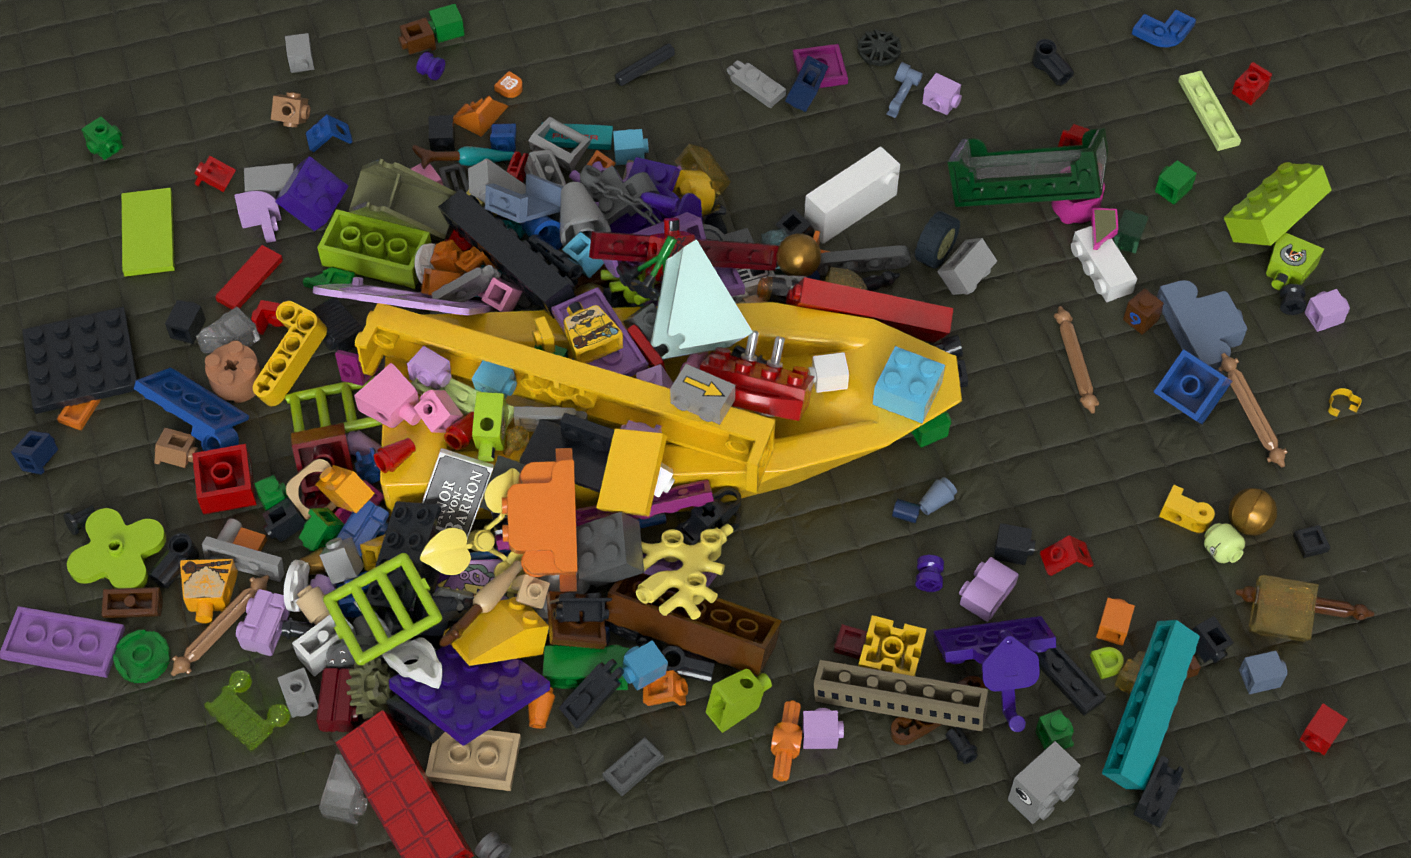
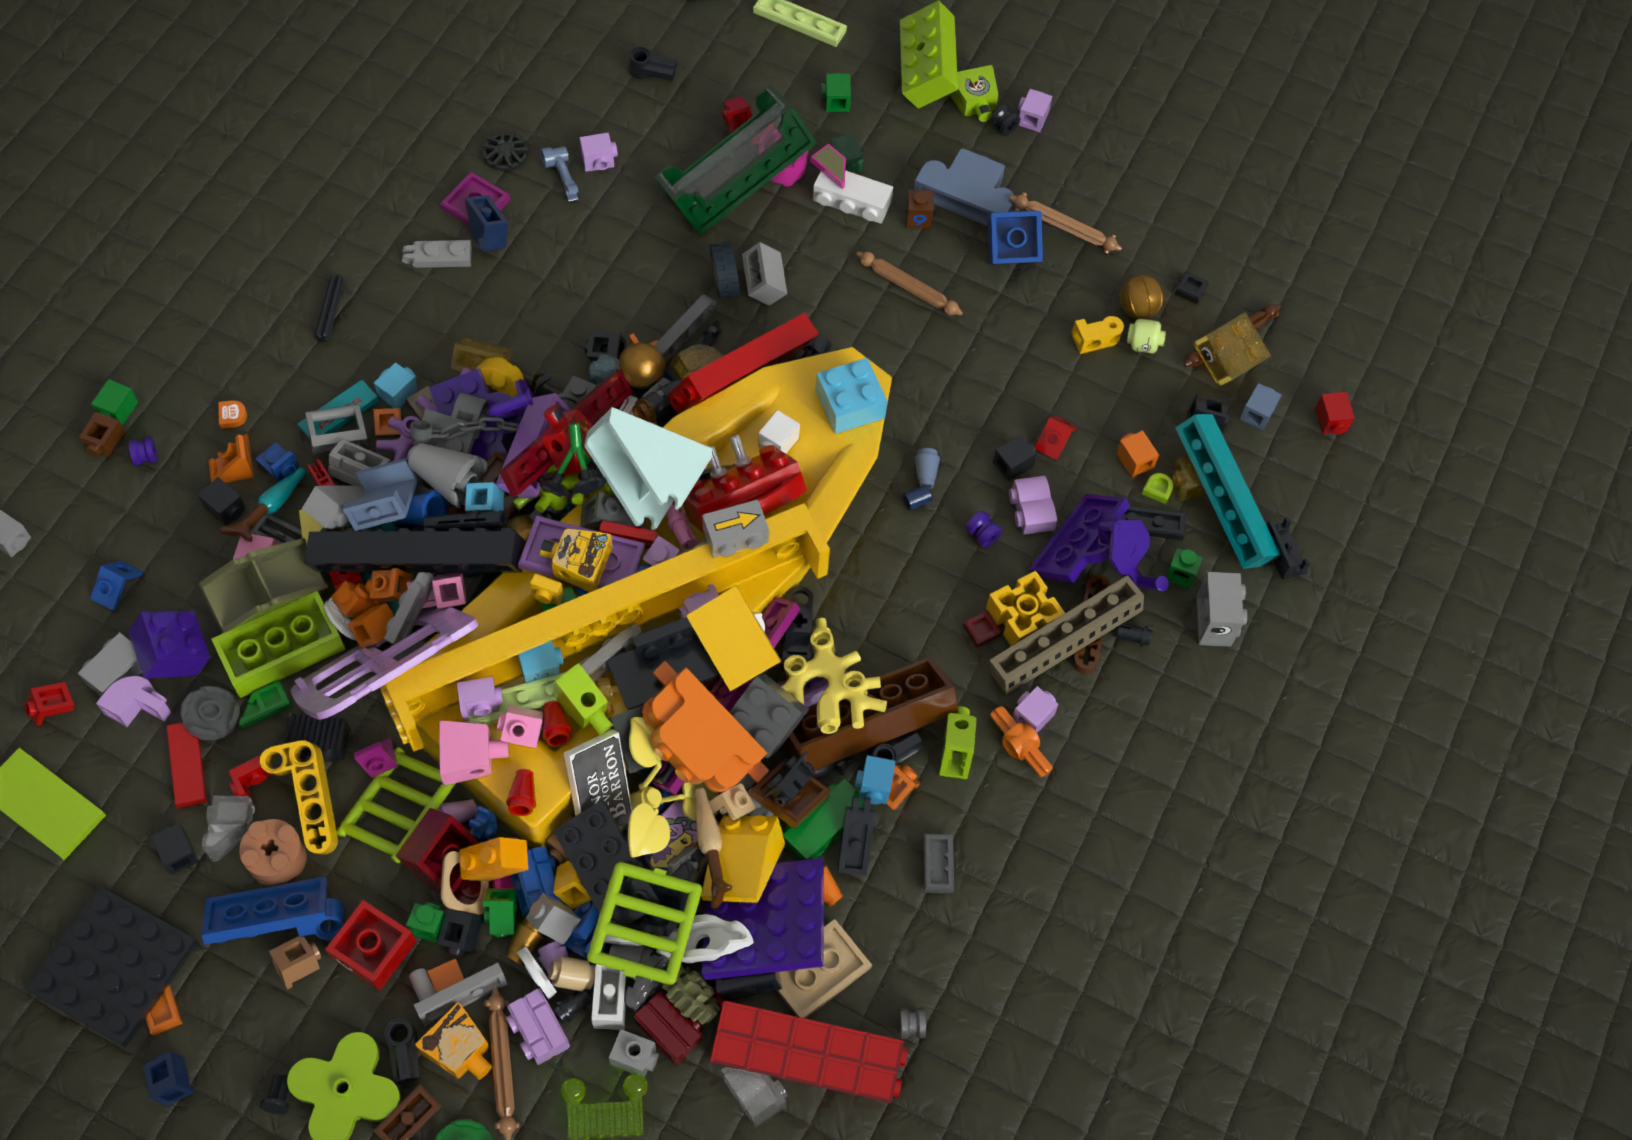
camera: 50 degrees left, 5 degrees up
(290, 109) = (59, 597): medium nougat brick -> none
(293, 258) = (209, 713): none -> dark grey tile
(852, 194) = (622, 282): white brick -> none
(1333, 411) = (1109, 182): yellow piece -> none

